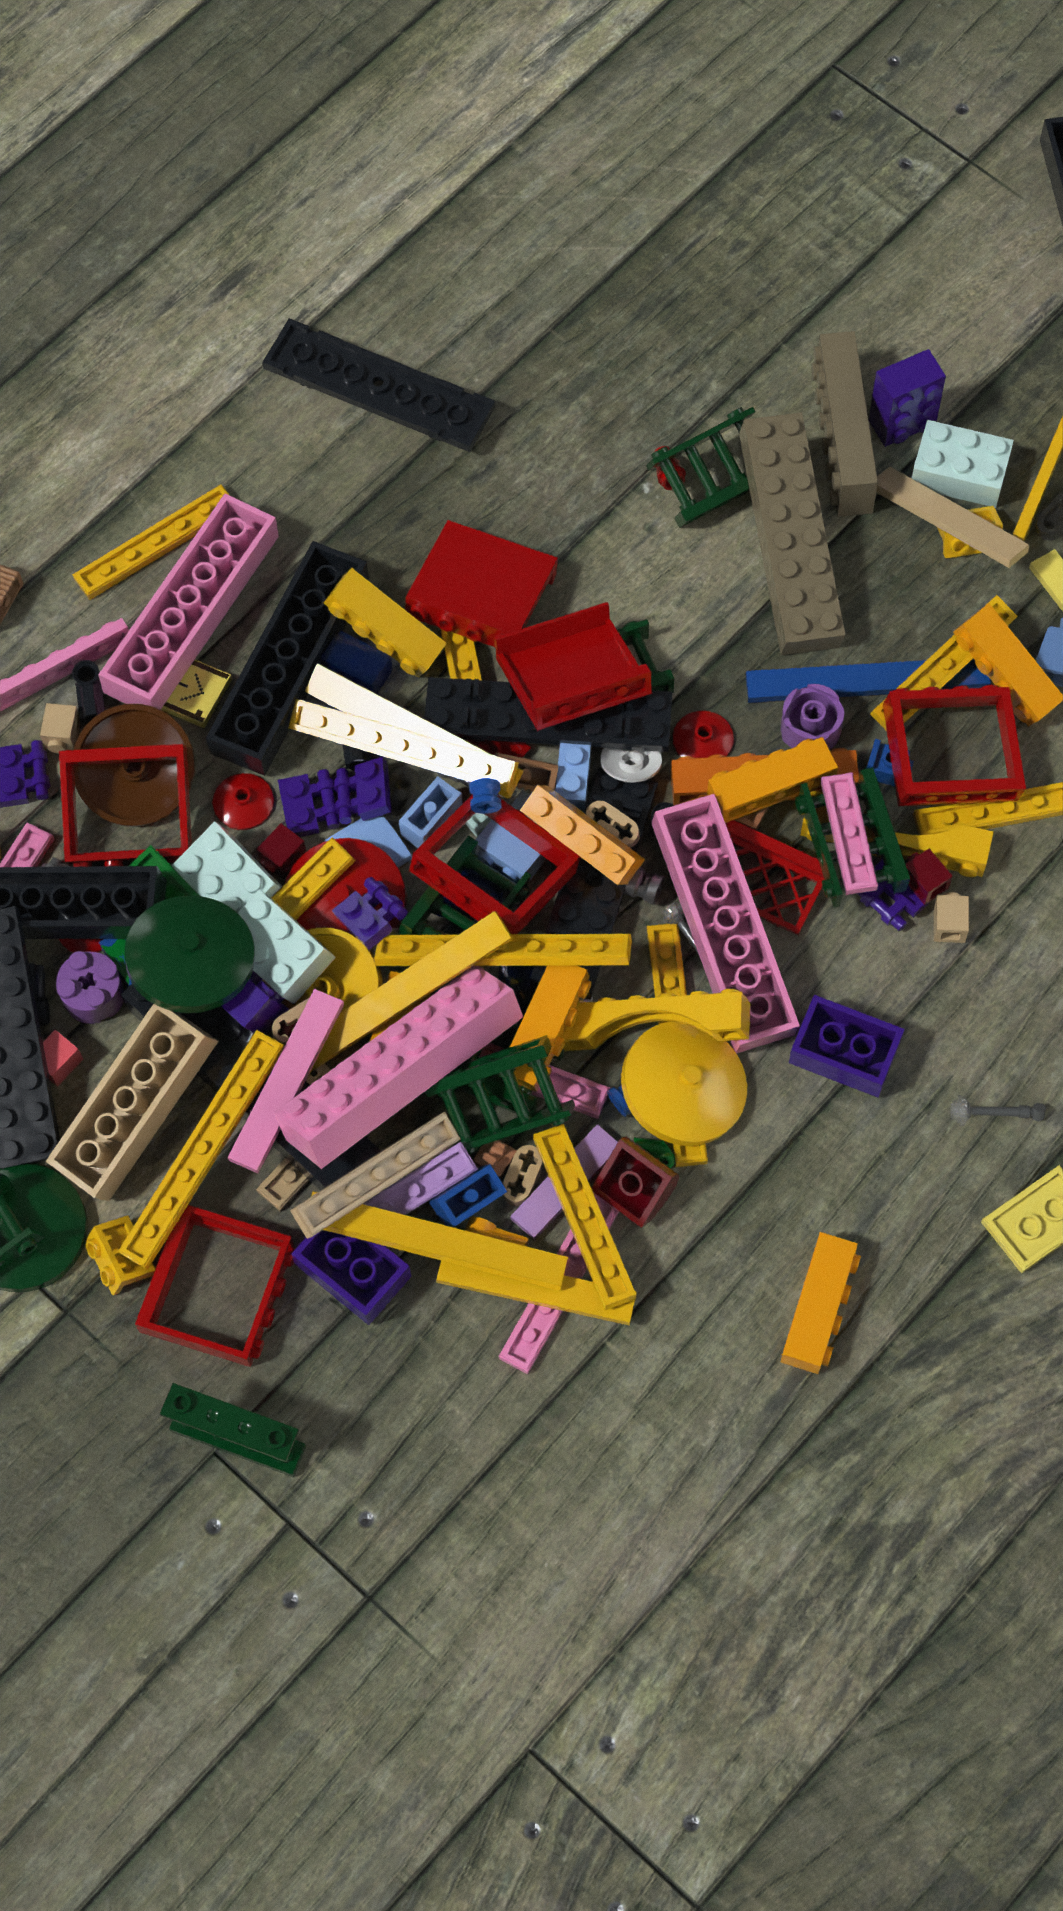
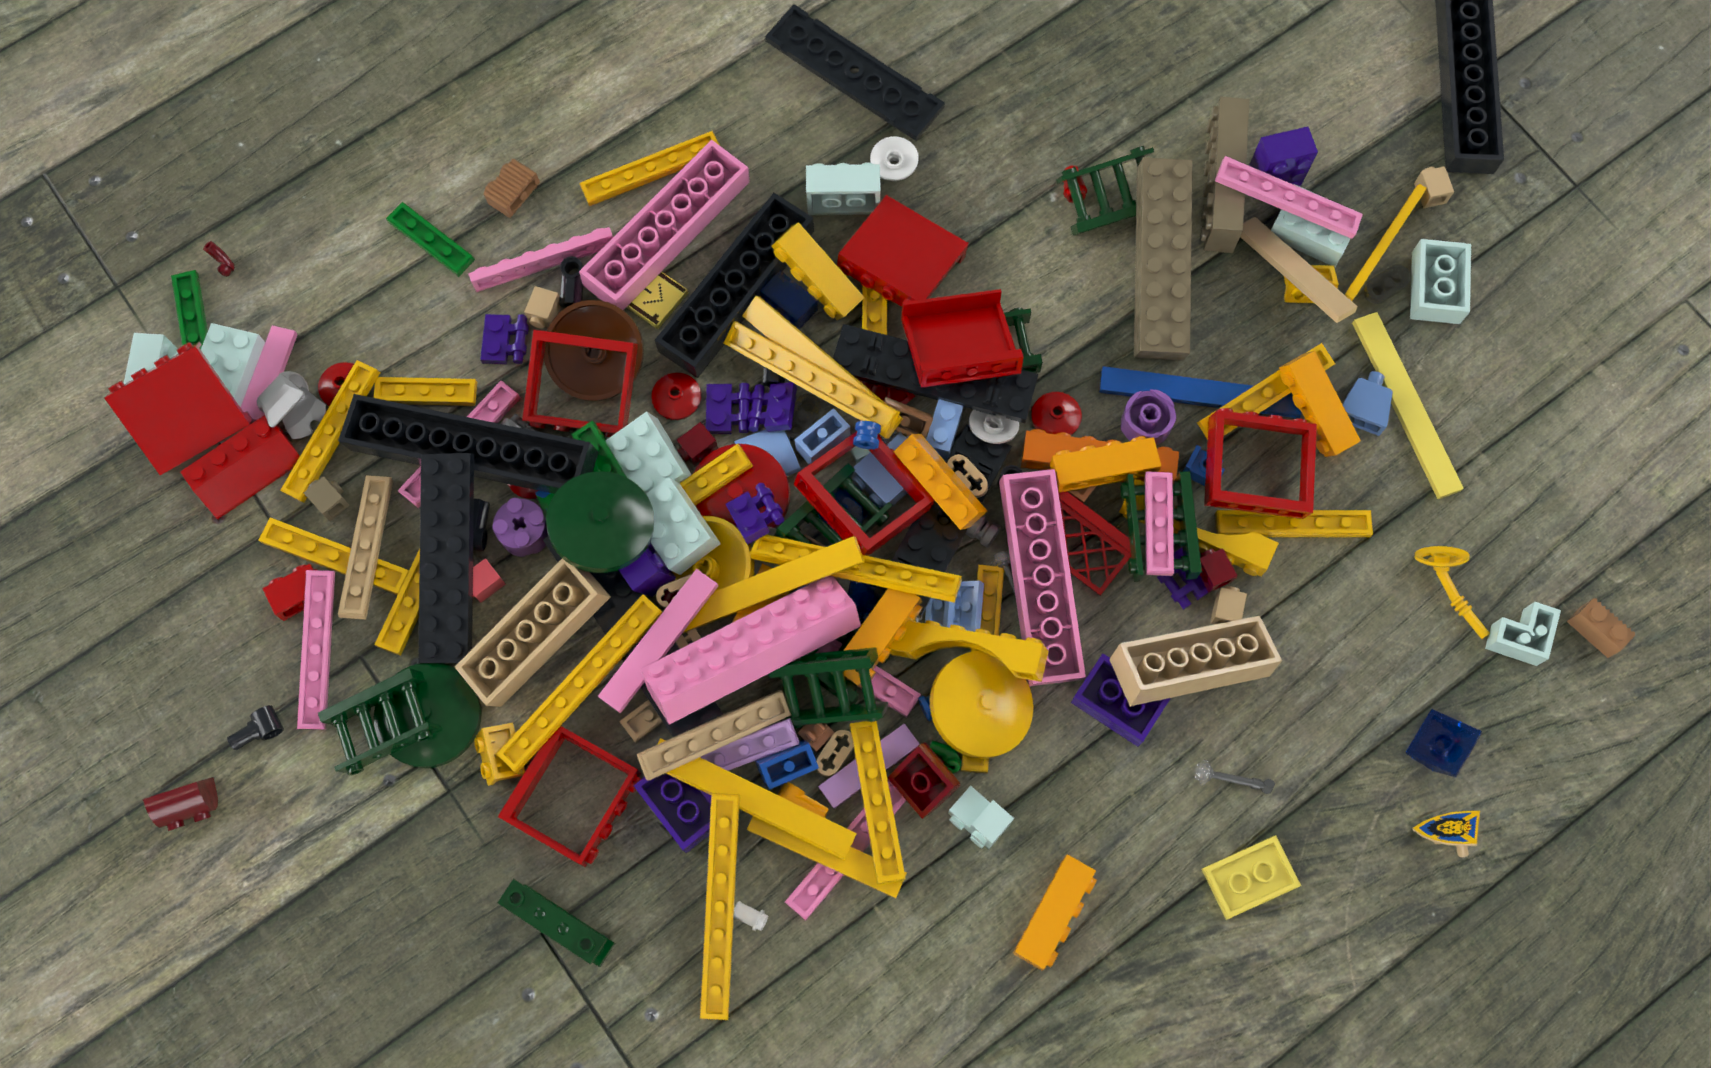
camera: 10 degrees right, 5 degrees up
(394, 522) = (842, 189): none -> light aqua brick
(423, 1373) = (720, 906): none -> yellow tile
(444, 467) = (897, 150): none -> white dish
(460, 1380) = (750, 916): none -> white pin
(638, 978) = (965, 610): none -> light blue slope
(710, 1212) = (980, 817): none -> light aqua brick
(923, 434) = (1288, 197): none -> bright pink plate
(923, 981) = (1194, 660): none -> tan brick

